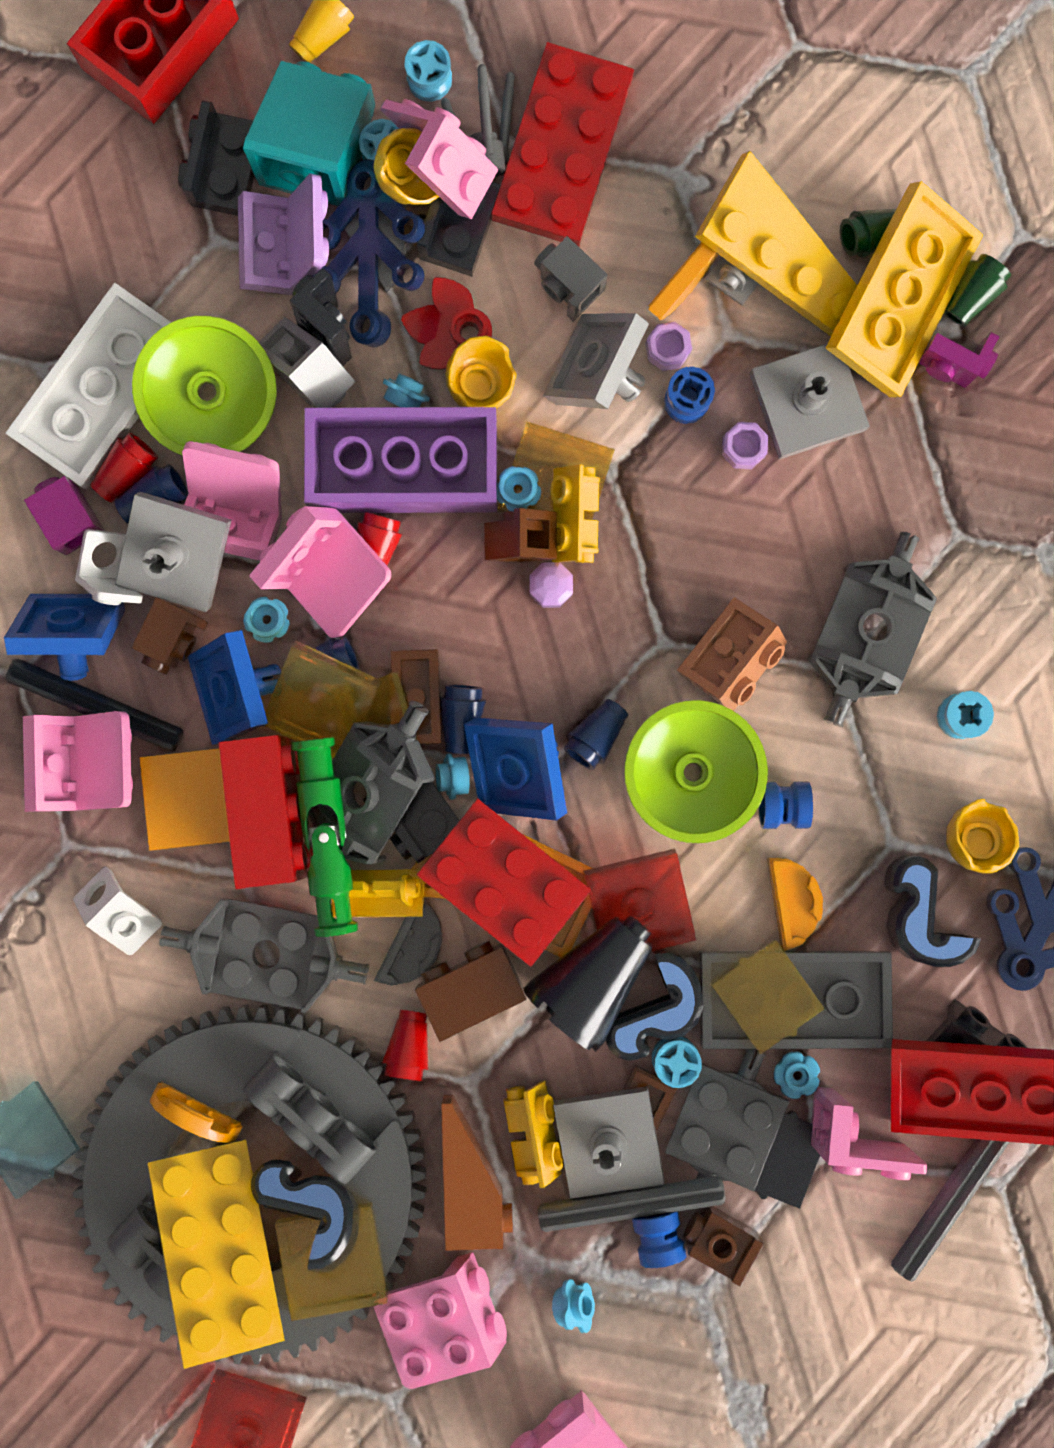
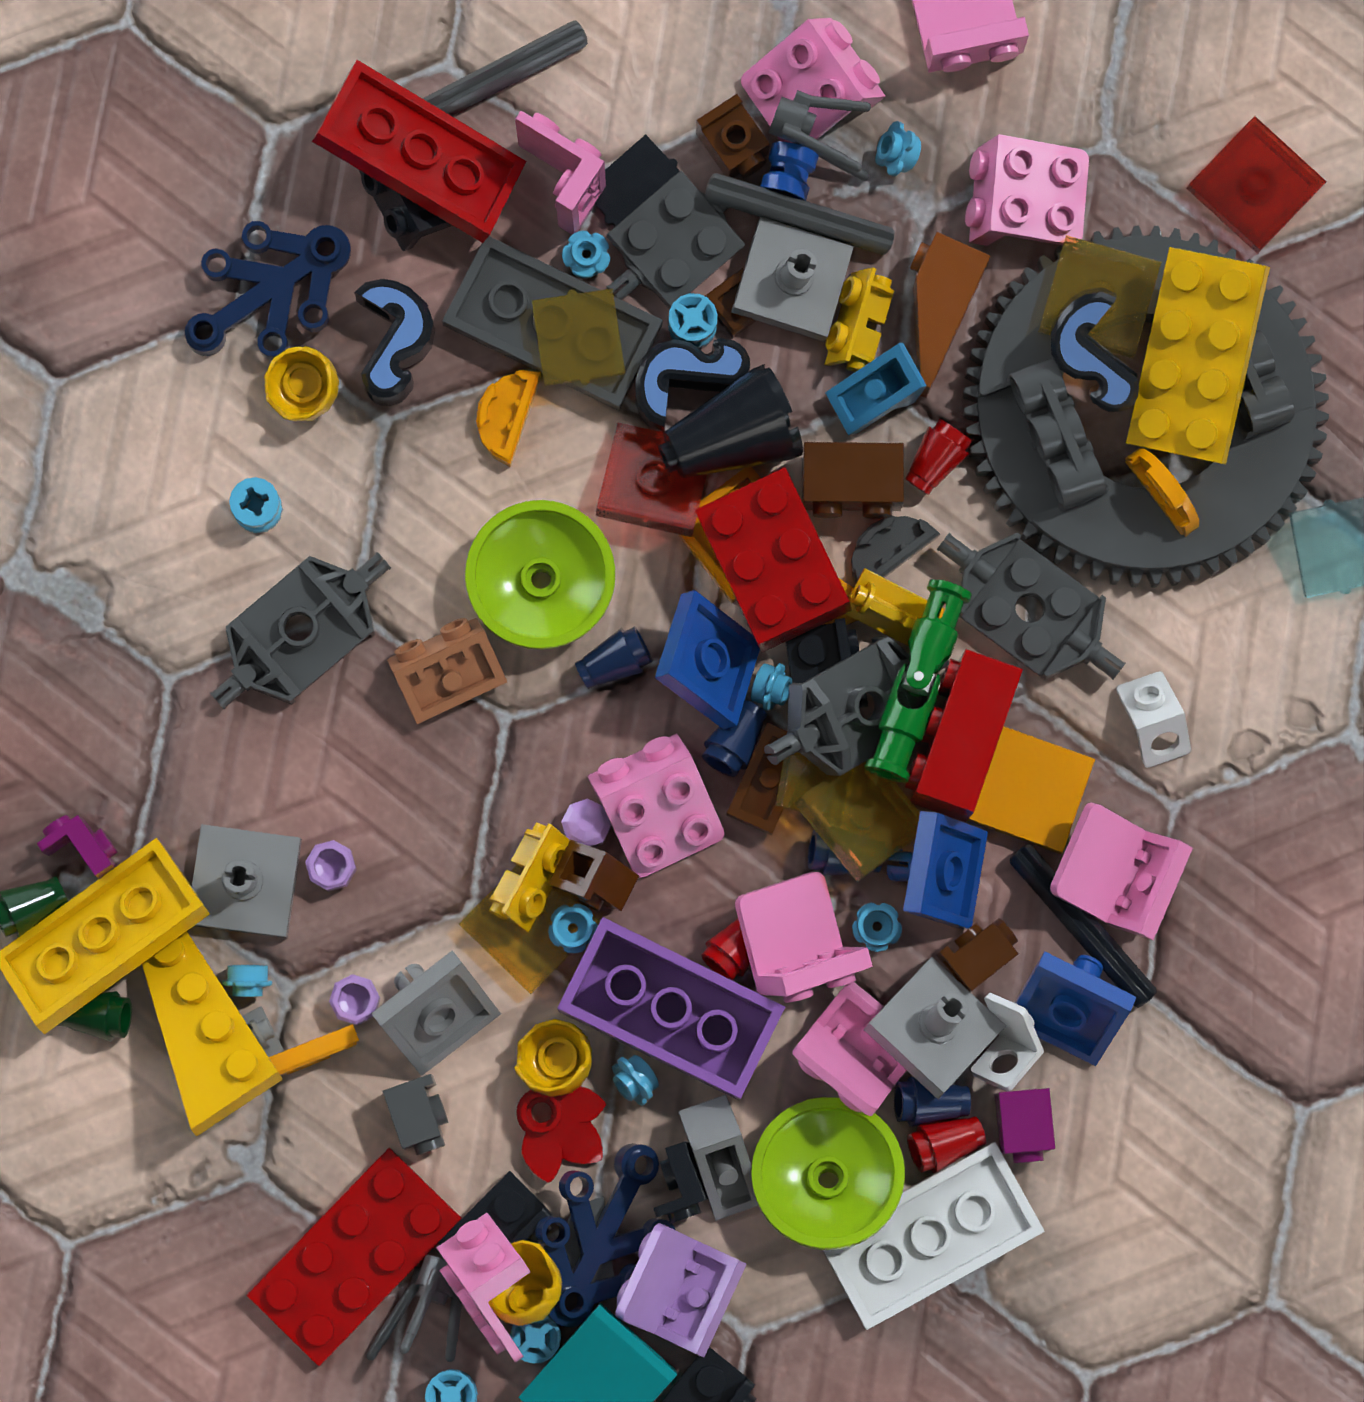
camera: 155 degrees left, 5 degrees down
(487, 1079) = (877, 389): none -> dark azure slope
(501, 629) = (657, 805): none -> bright pink bracket
(675, 1283) = (795, 124): none -> dark grey plant
(680, 1330) = (816, 62): none -> bright pink bracket
(689, 405) = (365, 945): blue wheel -> none
(765, 319) = (247, 979): none -> medium azure plate
(787, 805) = (460, 499): blue wheel -> none

